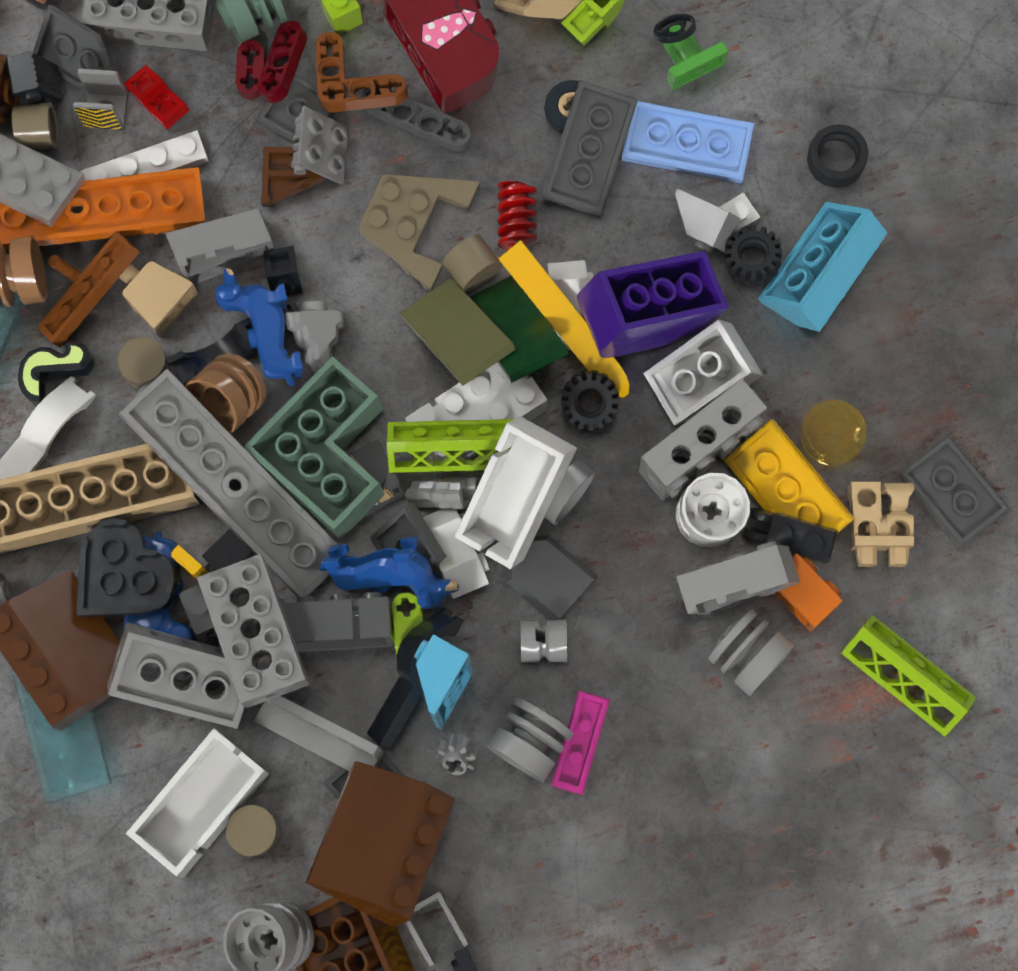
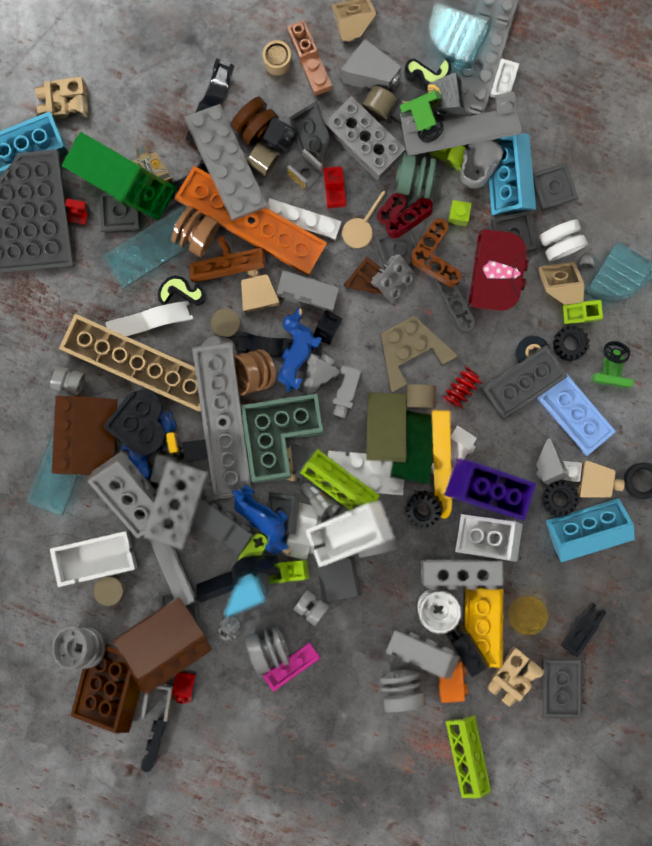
camera: 35 degrees right, 10 degrees up
(229, 129) = (358, 232): none -> tan piece
(374, 340) = (346, 393): none -> light grey hips
(456, 885) = (183, 688): none -> red bracket
(479, 615) = (290, 571): none -> lime brick
(610, 43) = (579, 335): none -> black tyre
(782, 198) = (598, 481): none -> tan torso
(919, 398) = (582, 631): none -> black hinge

